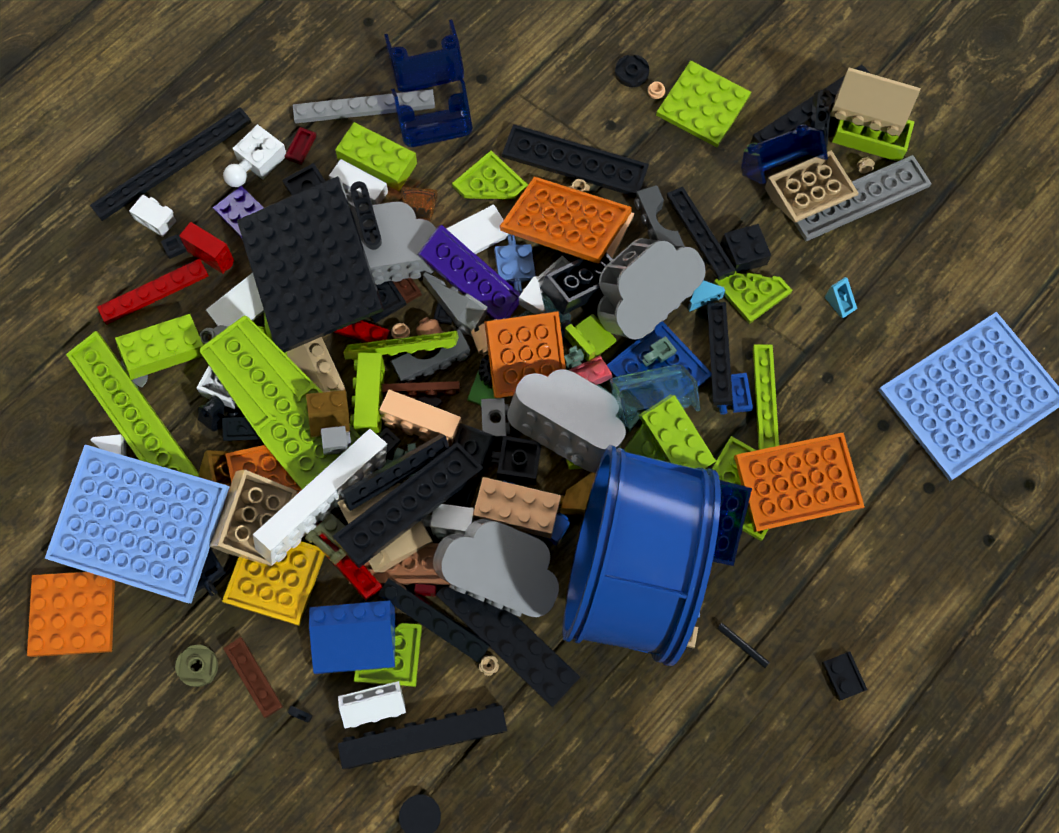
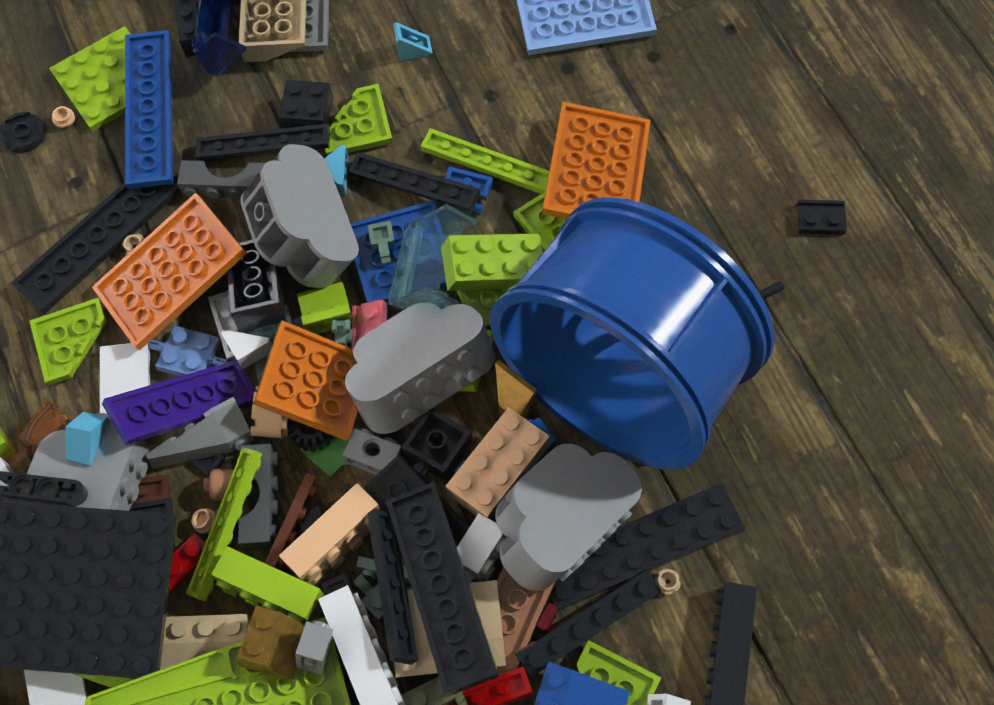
camera: 60 degrees left, 5 degrees down
(413, 226) = (84, 437): none -> medium azure slope
(688, 142) = (148, 110): none -> blue plate

